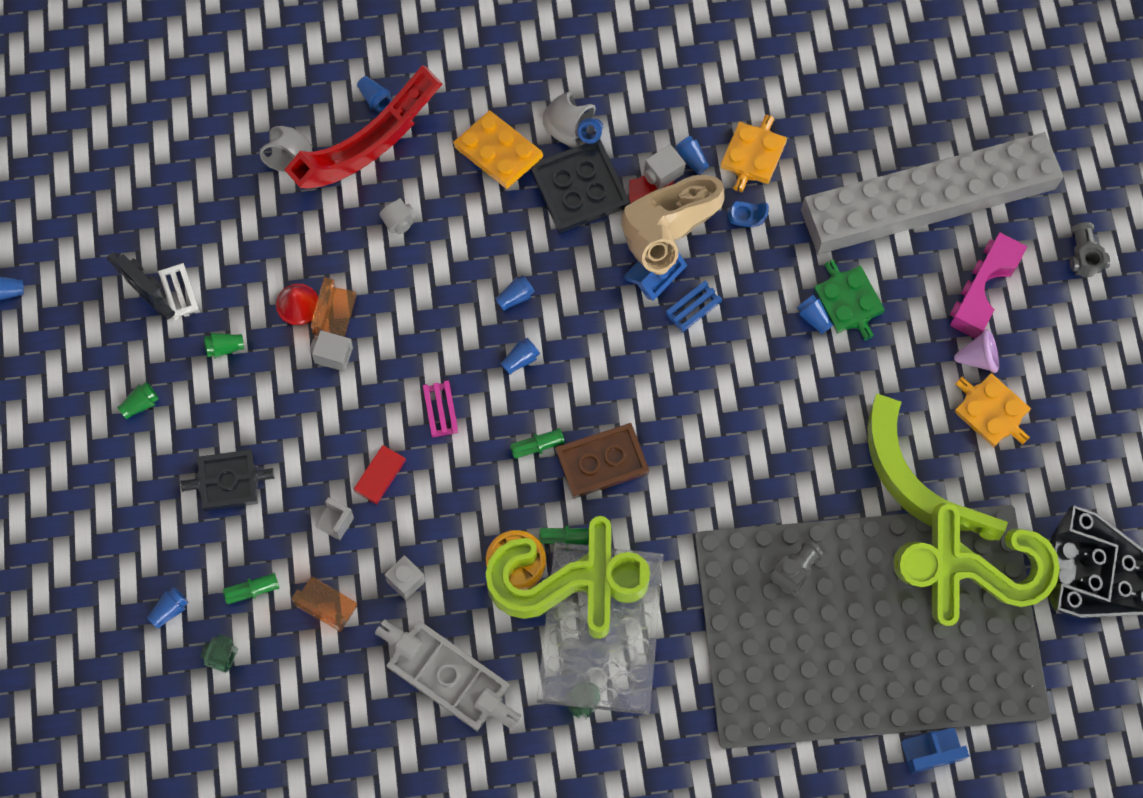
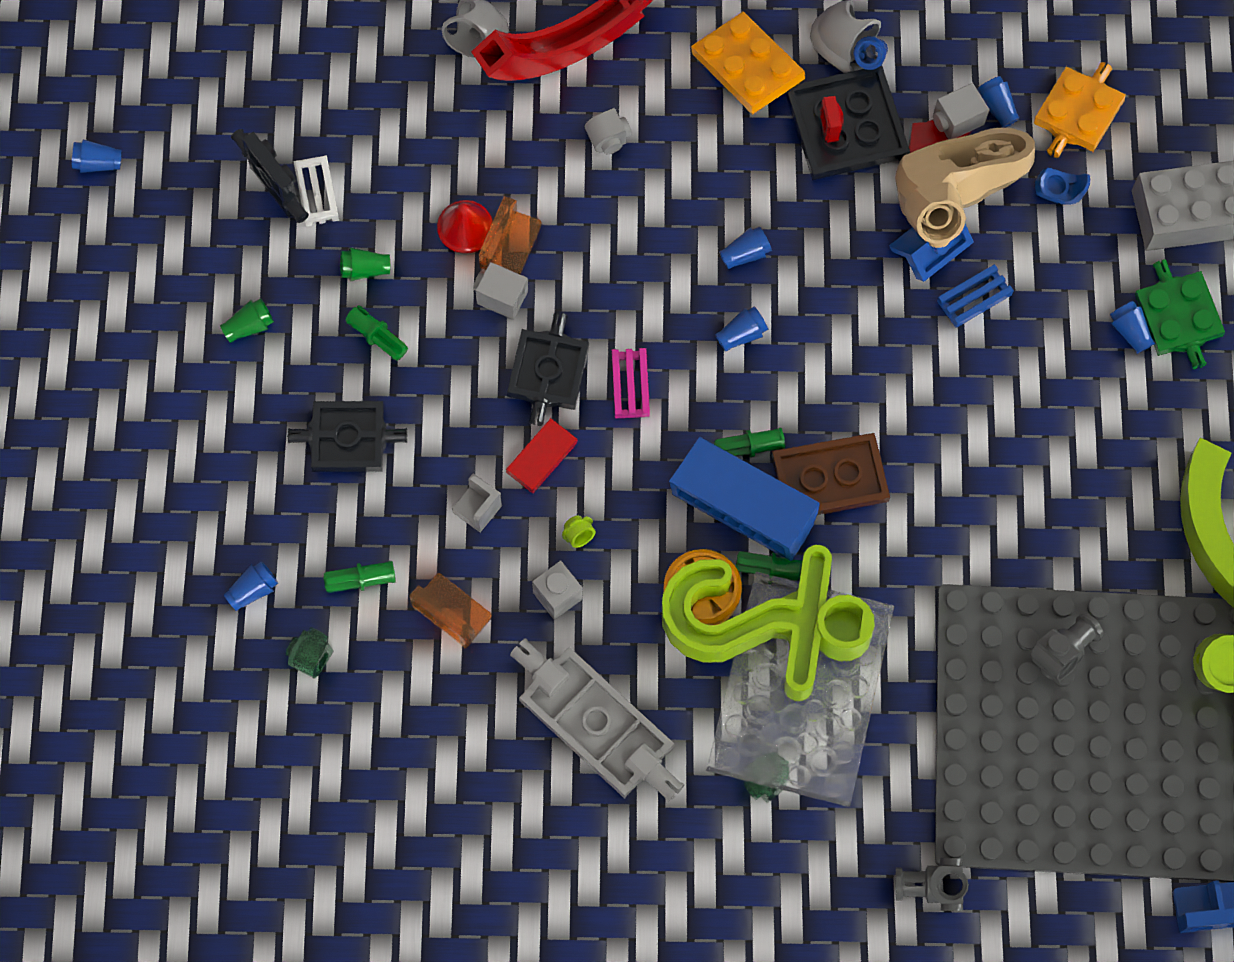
camera: 10 degrees right, 0 degrees up
(239, 396) = (376, 332): none -> green axle
(375, 407) = (548, 369): none -> black plate
(415, 529) = (578, 531): none -> lime plate
(539, 487) = (745, 498): none -> blue brick
(567, 185) = (831, 118): none -> red tile
(719, 766) = (932, 884): none -> dark grey connector

